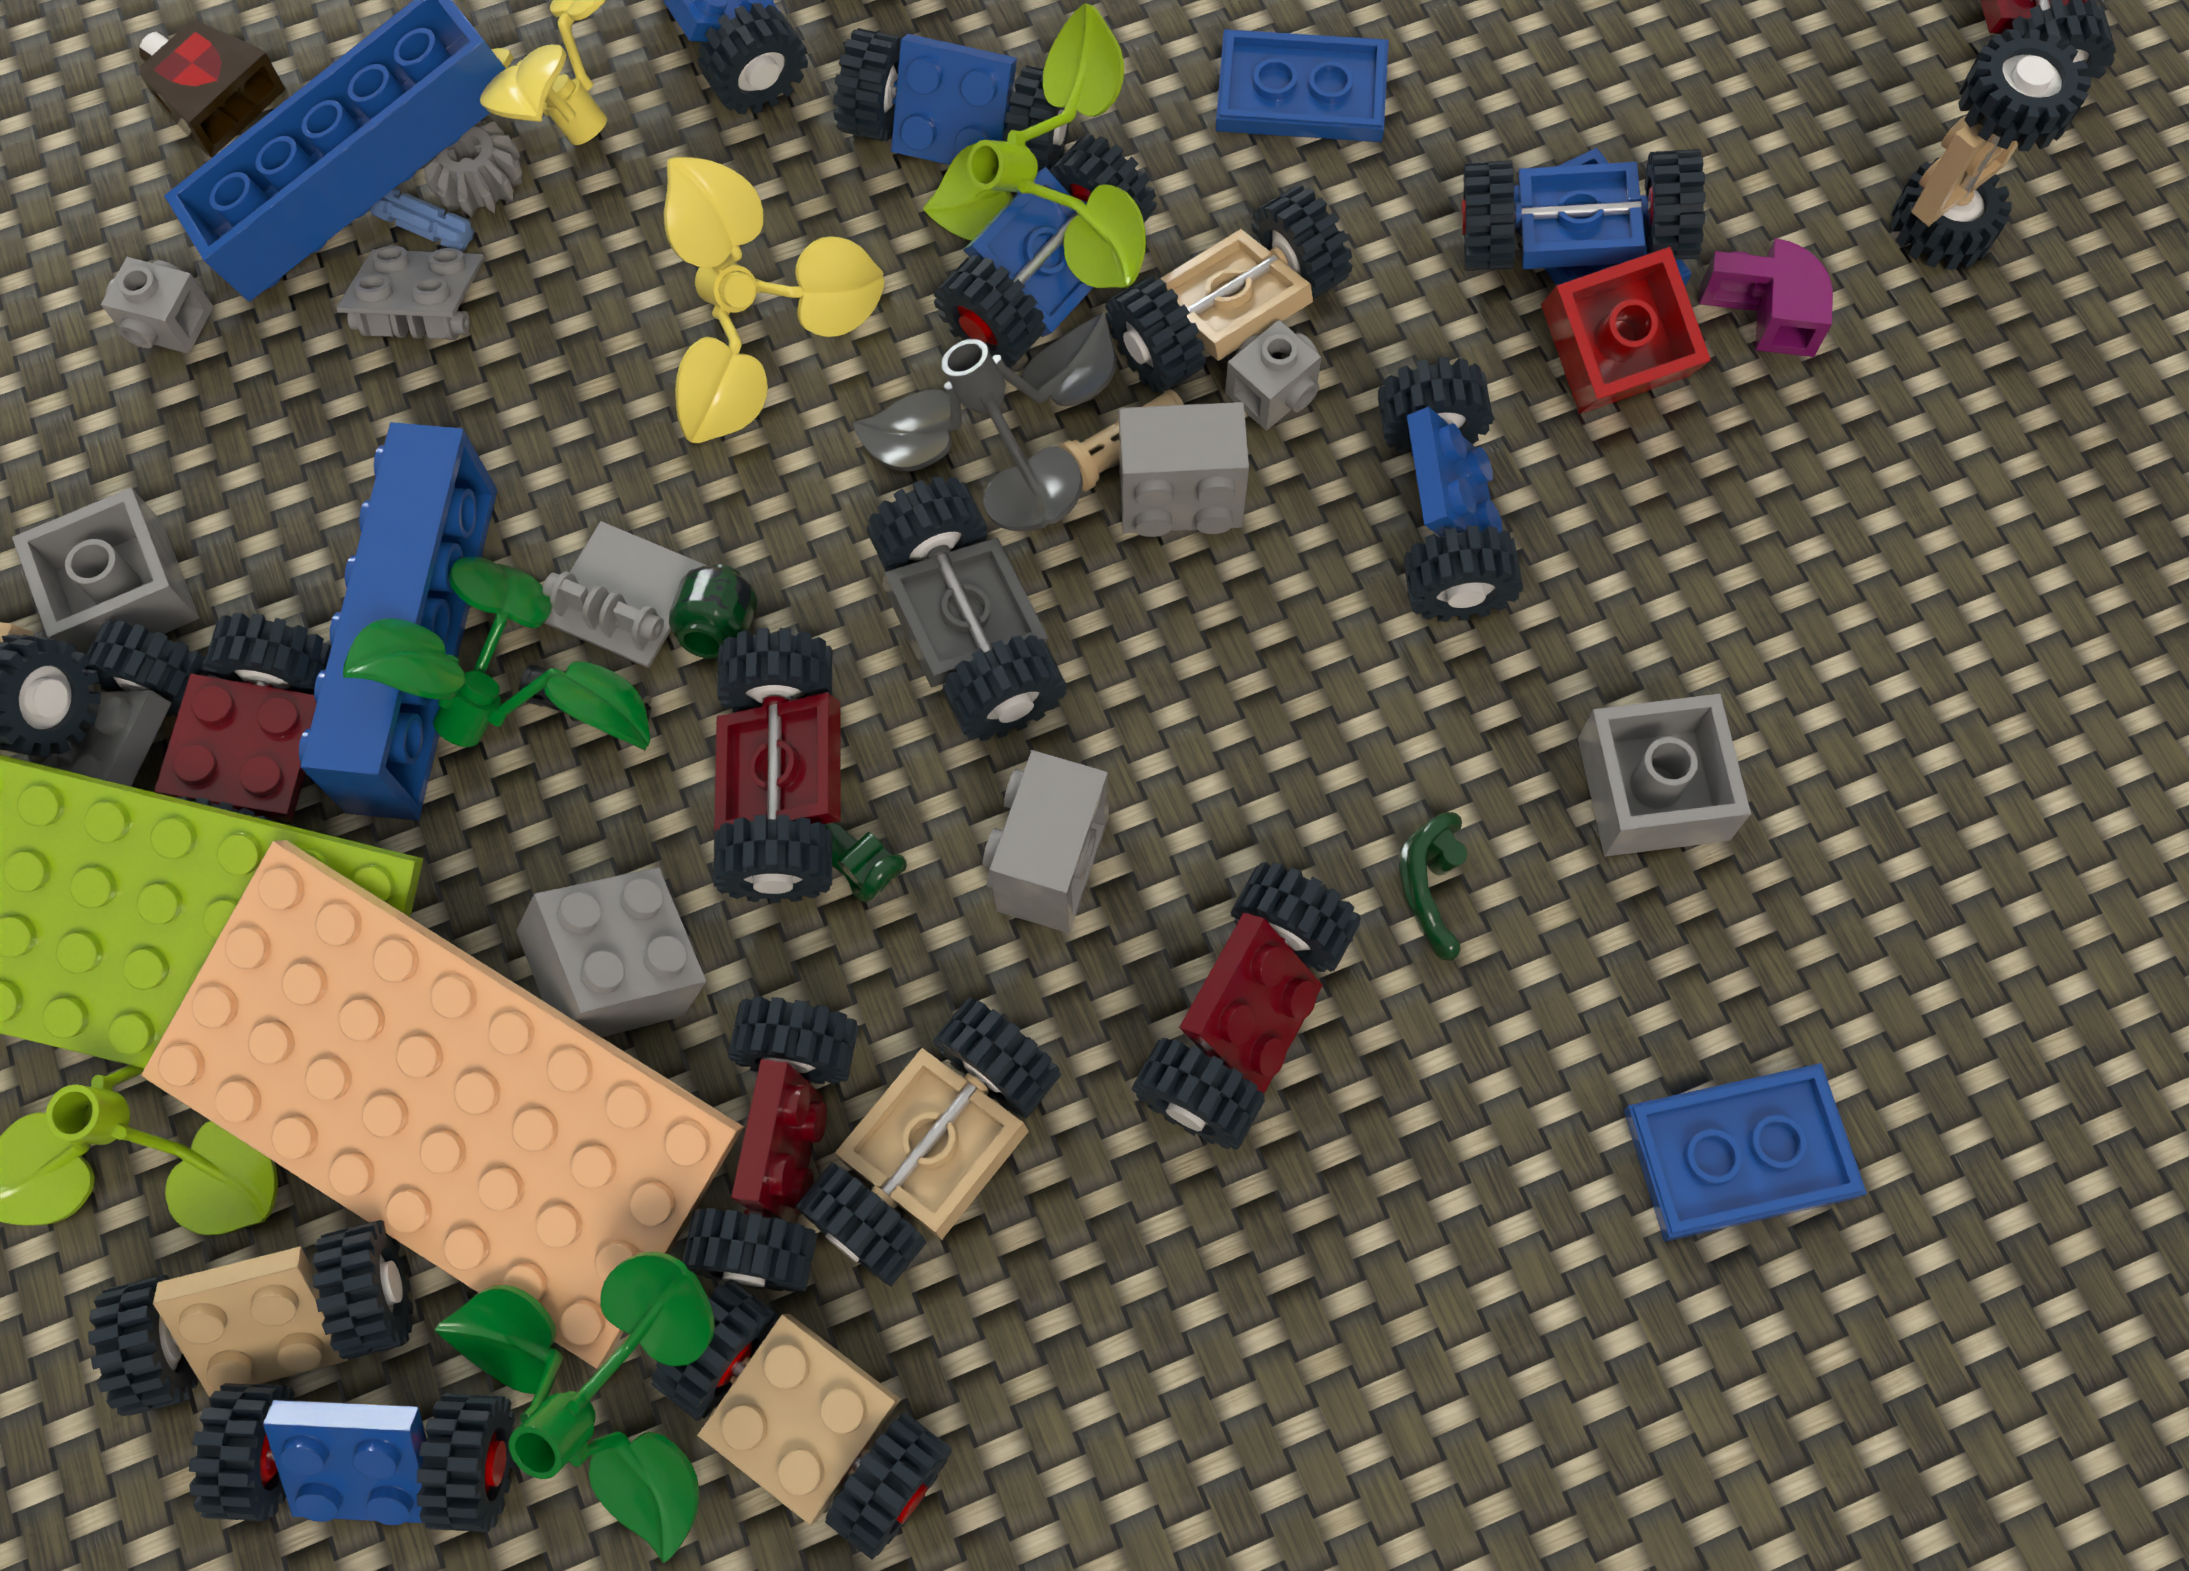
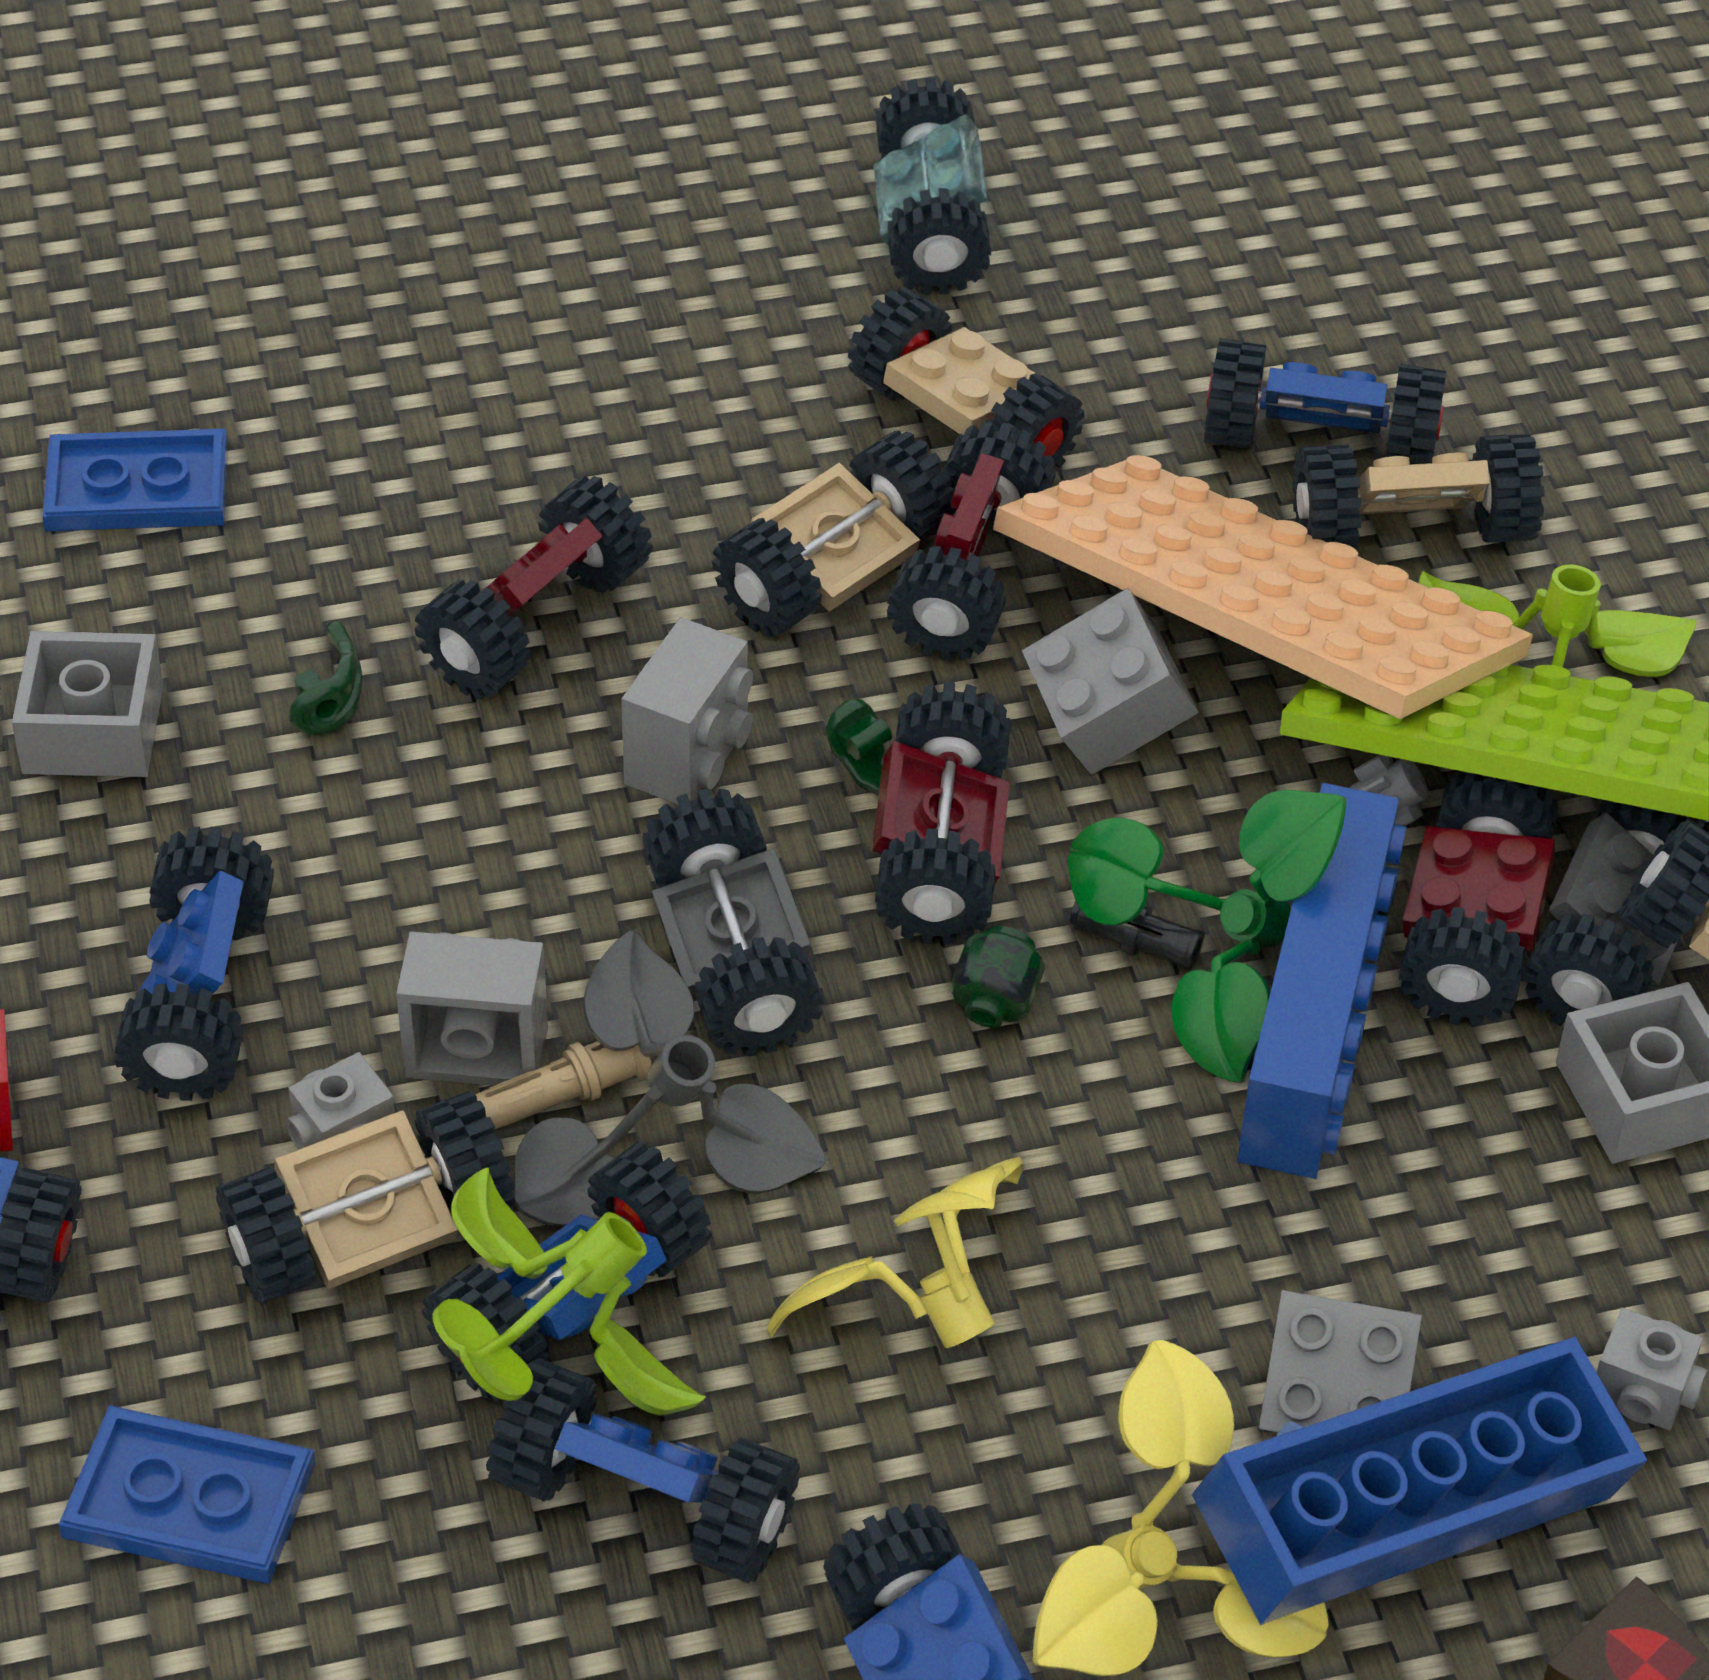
camera: 175 degrees left, 20 degrees down
(510, 1337) = (1146, 353): green plant -> none
(618, 594) = (1094, 1020): light grey hinge -> none

